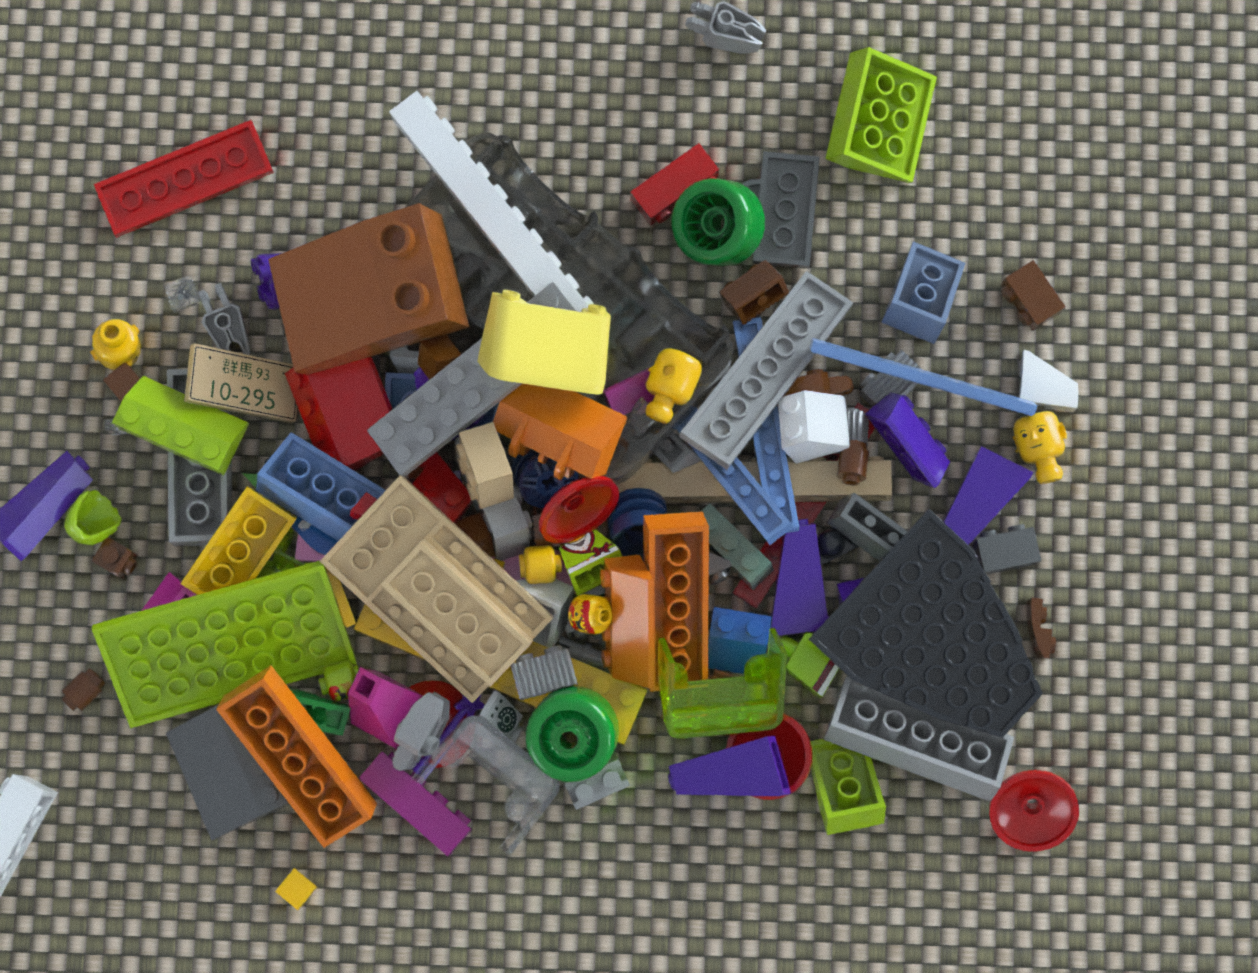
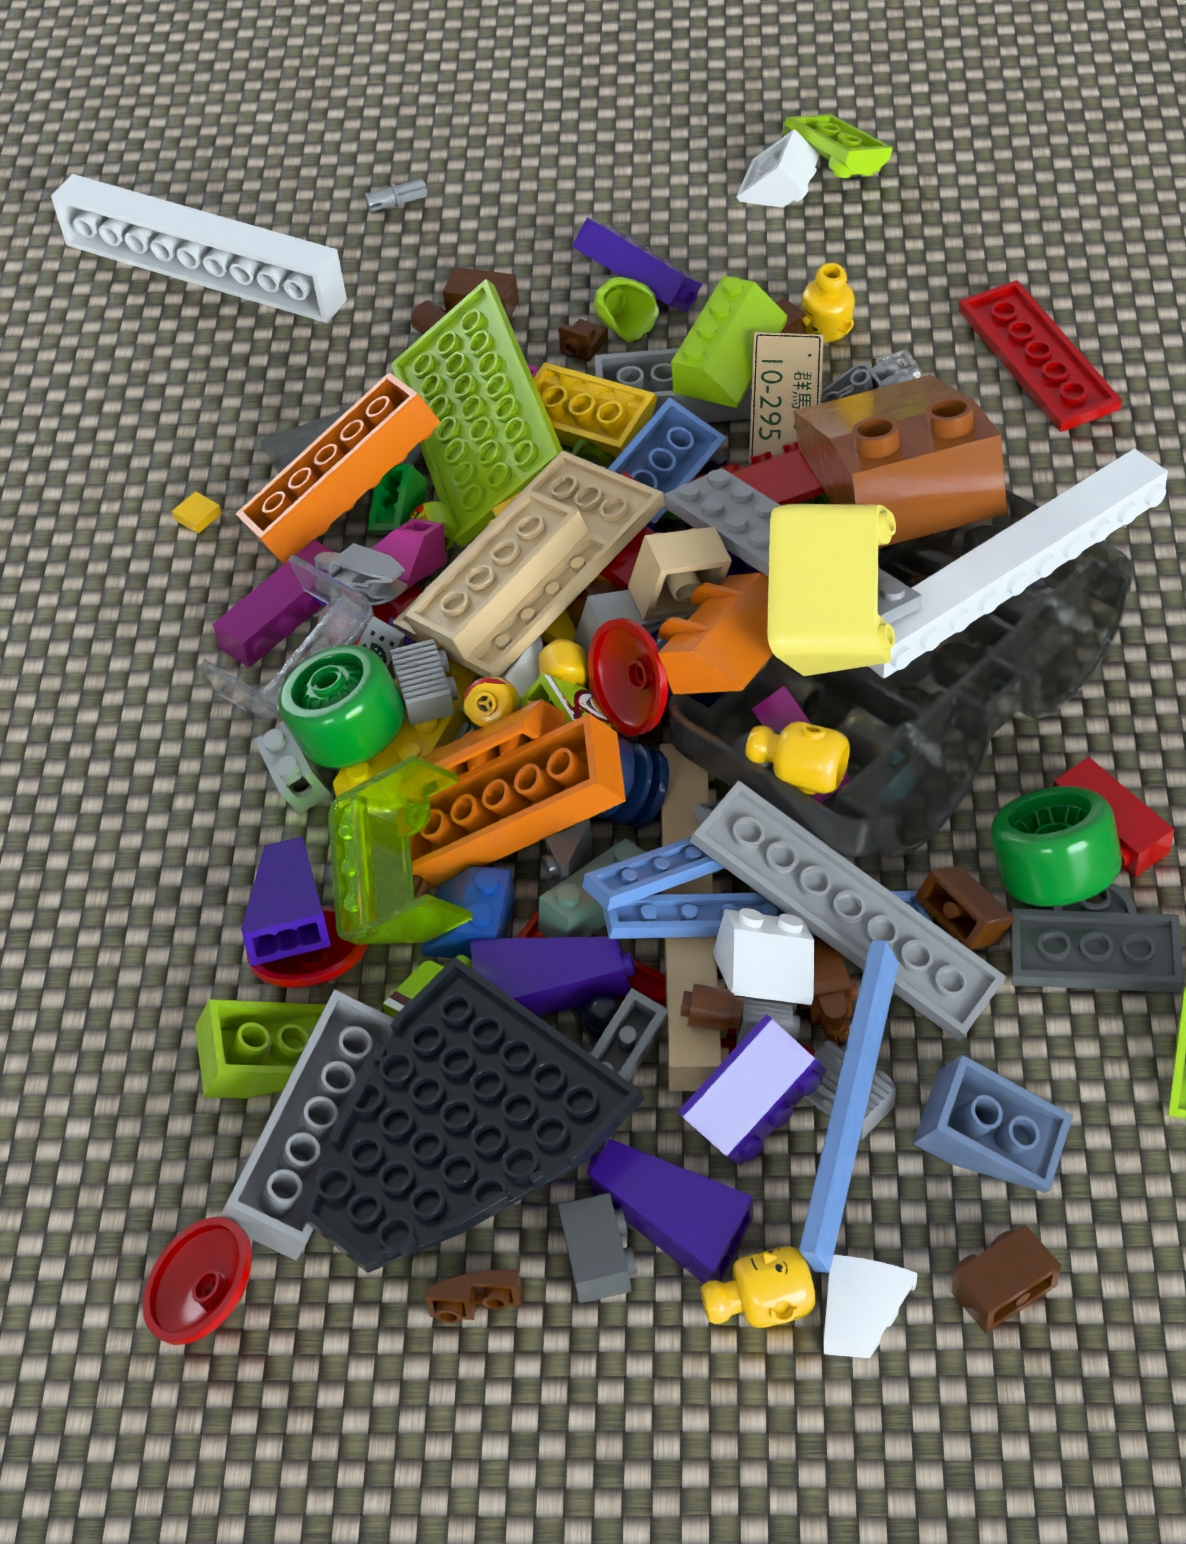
camera: 95 degrees right, 30 degrees down
(52, 649) = (465, 280): none -> reddish brown brick

